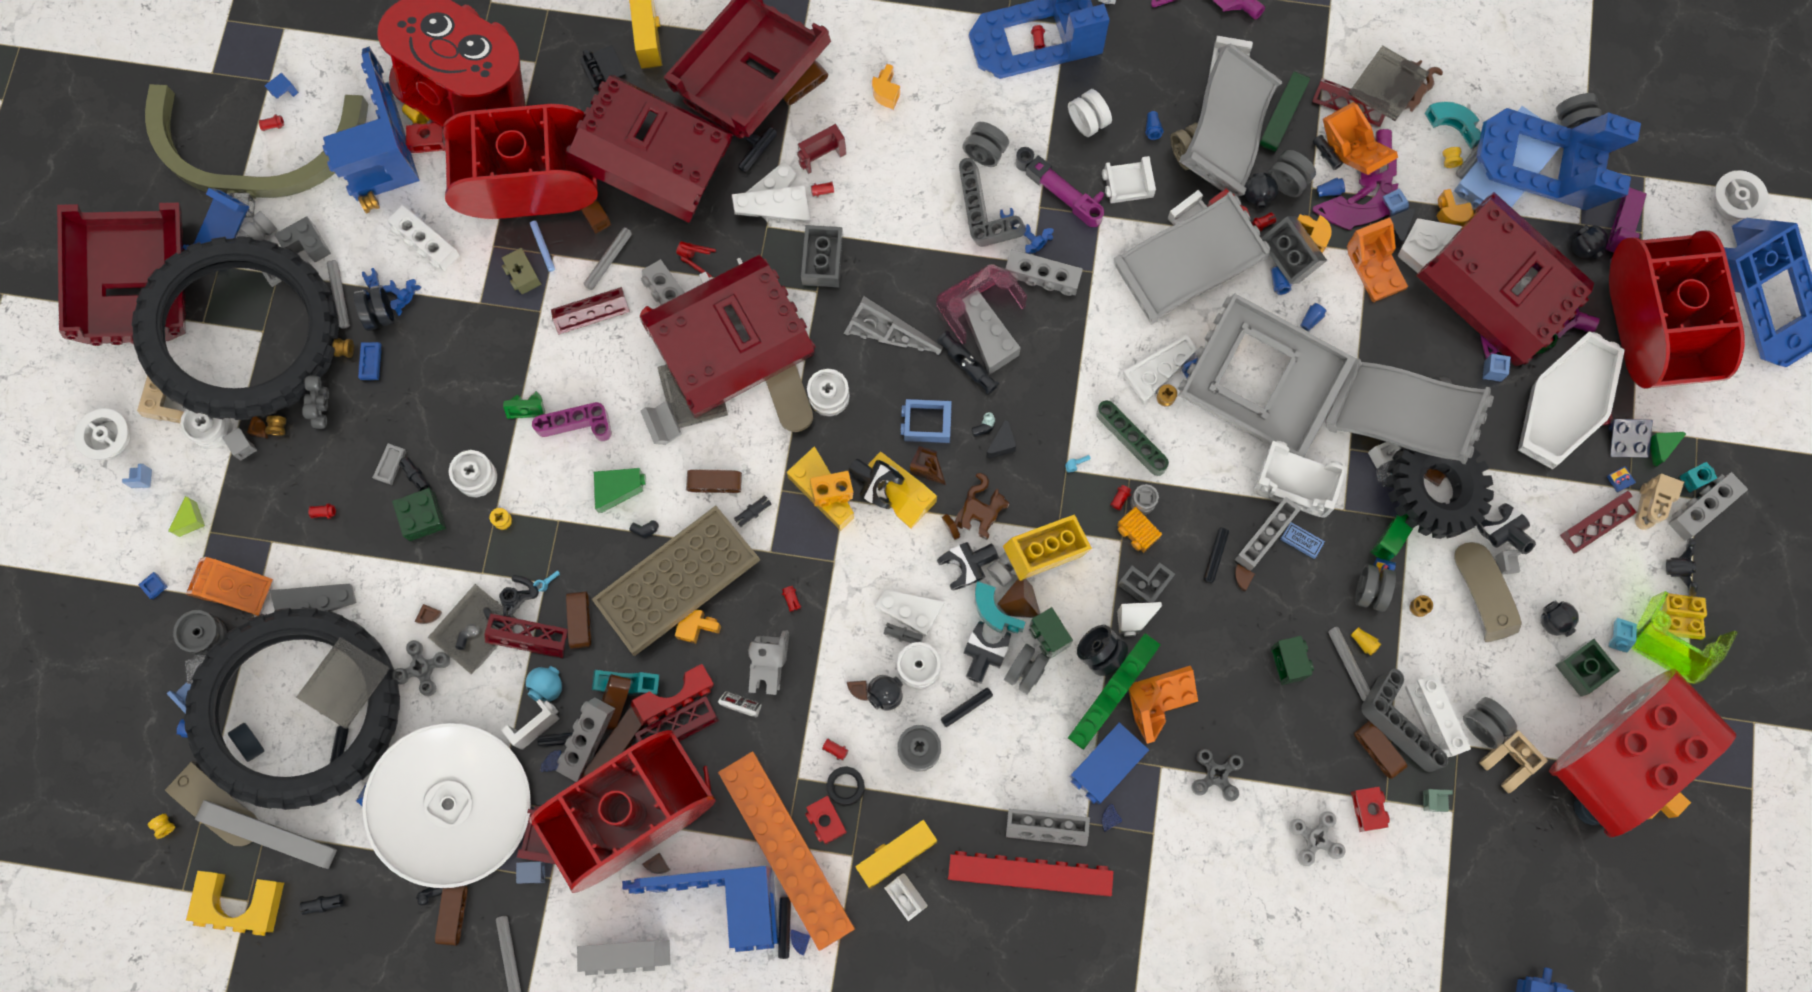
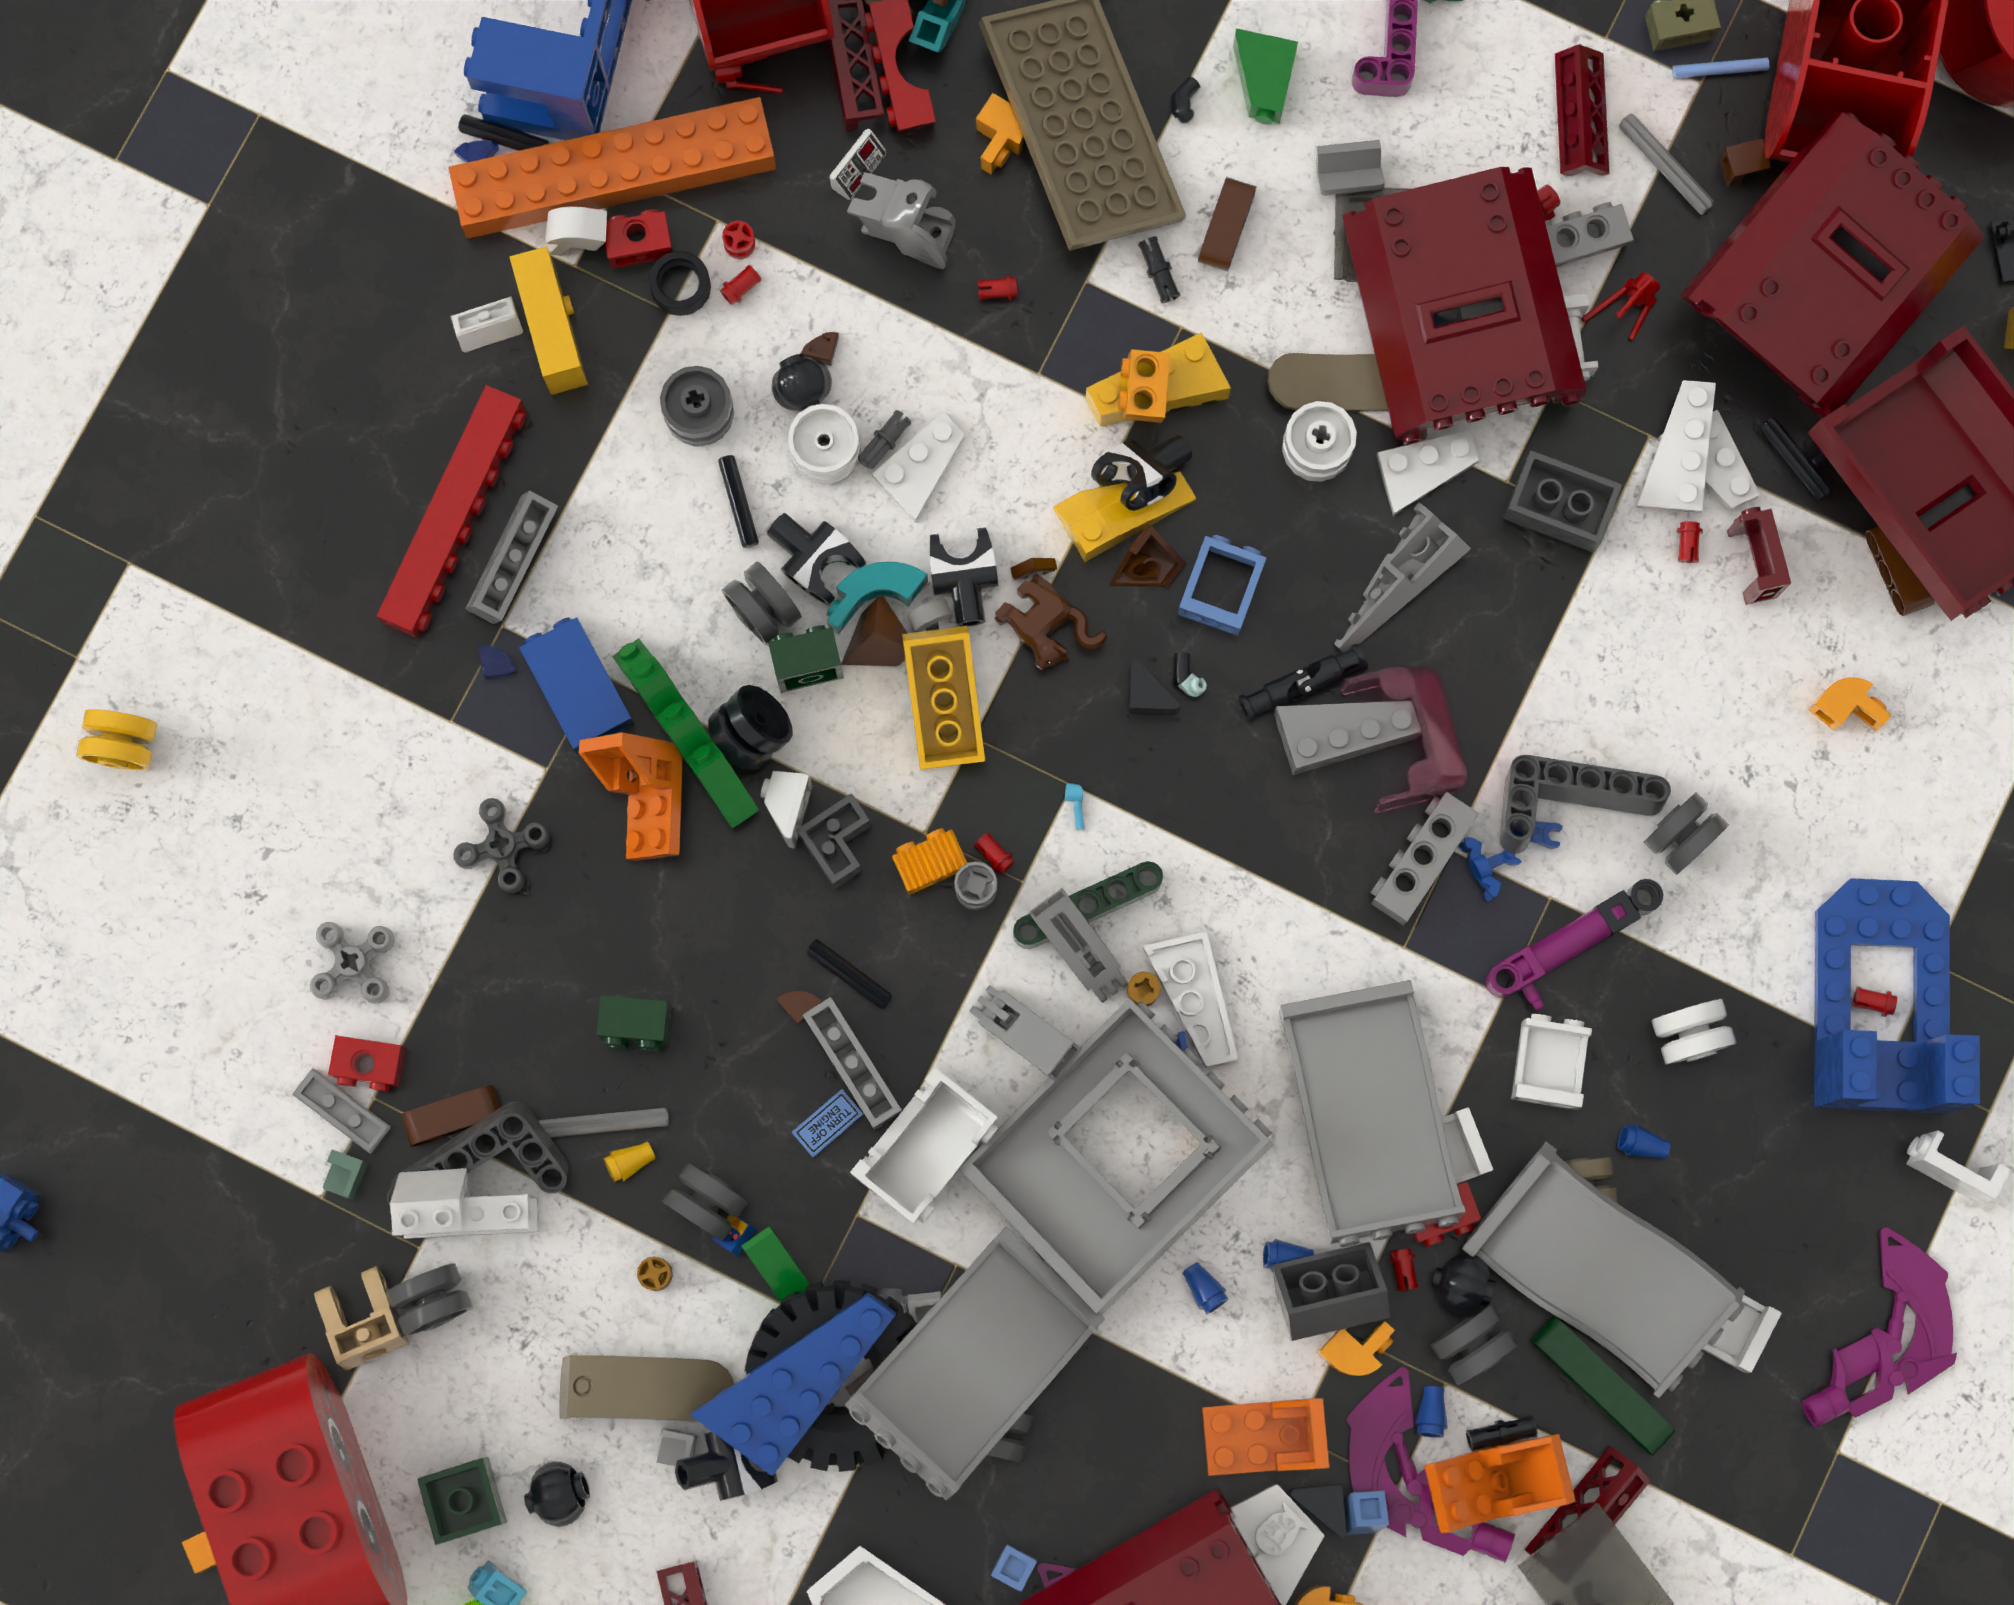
camera: 105 degrees right, 5 degrees up
(807, 759) = (736, 233): none -> red wheel
(827, 339) = (1423, 466): none -> white wing
(834, 857) = (575, 228): none -> white brick
(1151, 442) = (1070, 933): none -> light grey hinge
(1218, 441) = (1028, 1035): none -> light grey hinge
(1401, 815) = (342, 1111): none -> light grey tile
(1443, 734) = (428, 1201): none -> white panel
(1461, 502) = (785, 1395): none -> blue wing

